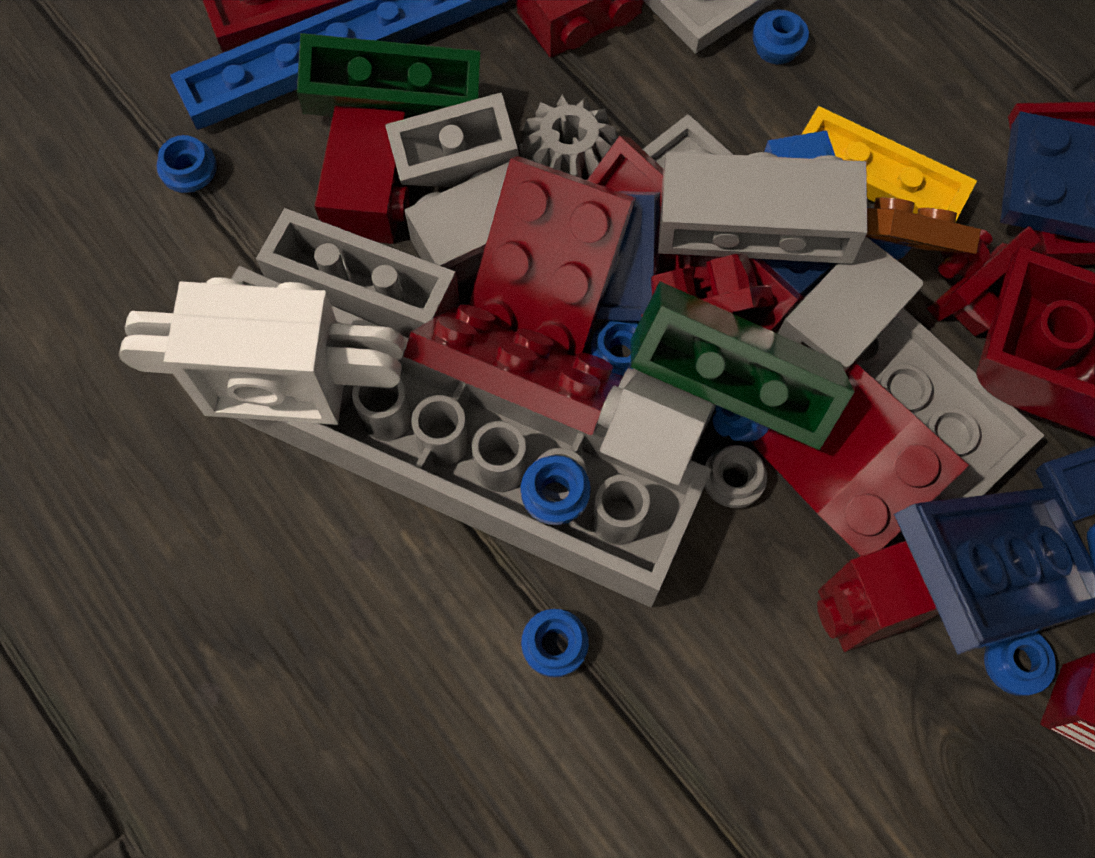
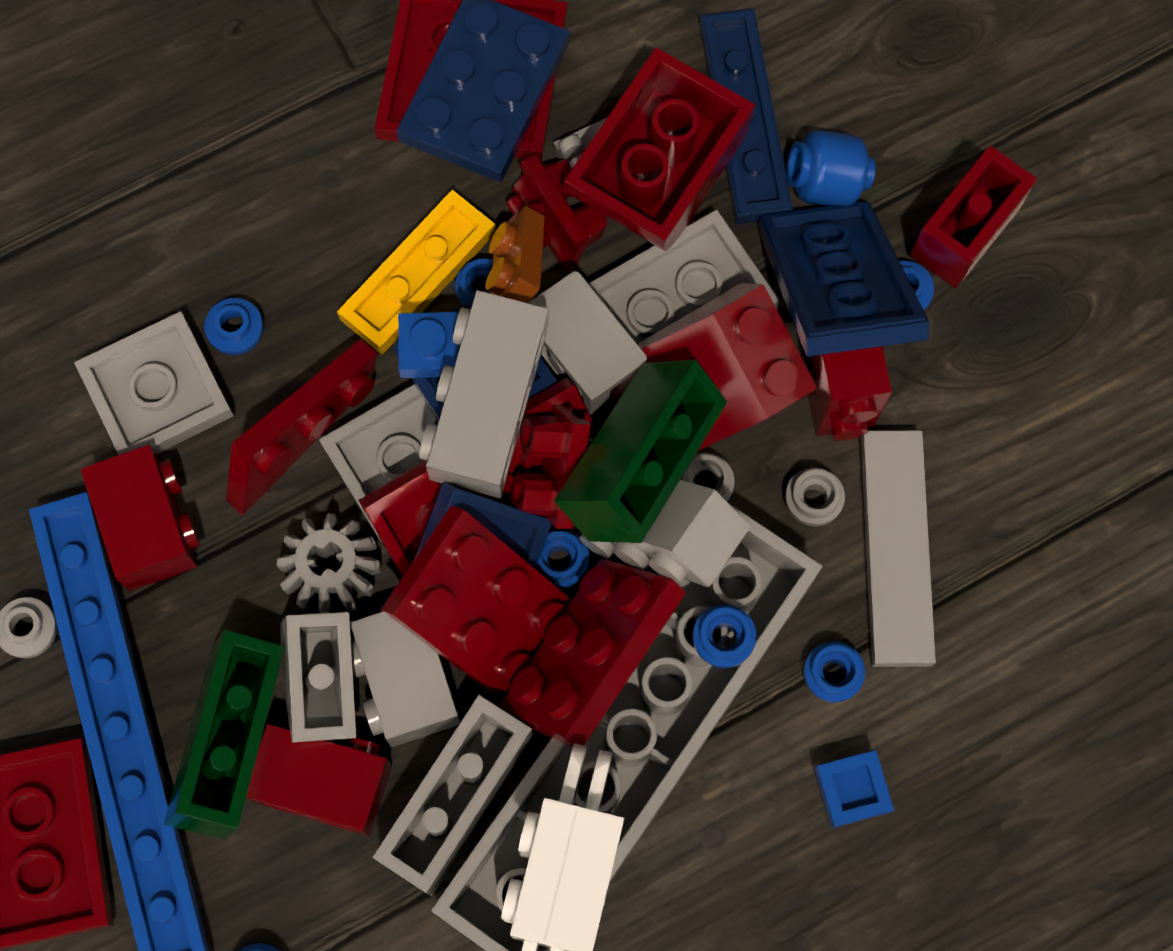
camera: 80 degrees left, 5 degrees up
(426, 680) = (853, 789): none -> blue plate
(684, 79) = (295, 424): none -> dark red wing
(710, 695) = (897, 549): none -> light grey tile
(756, 577) = (822, 481): none -> light grey plate

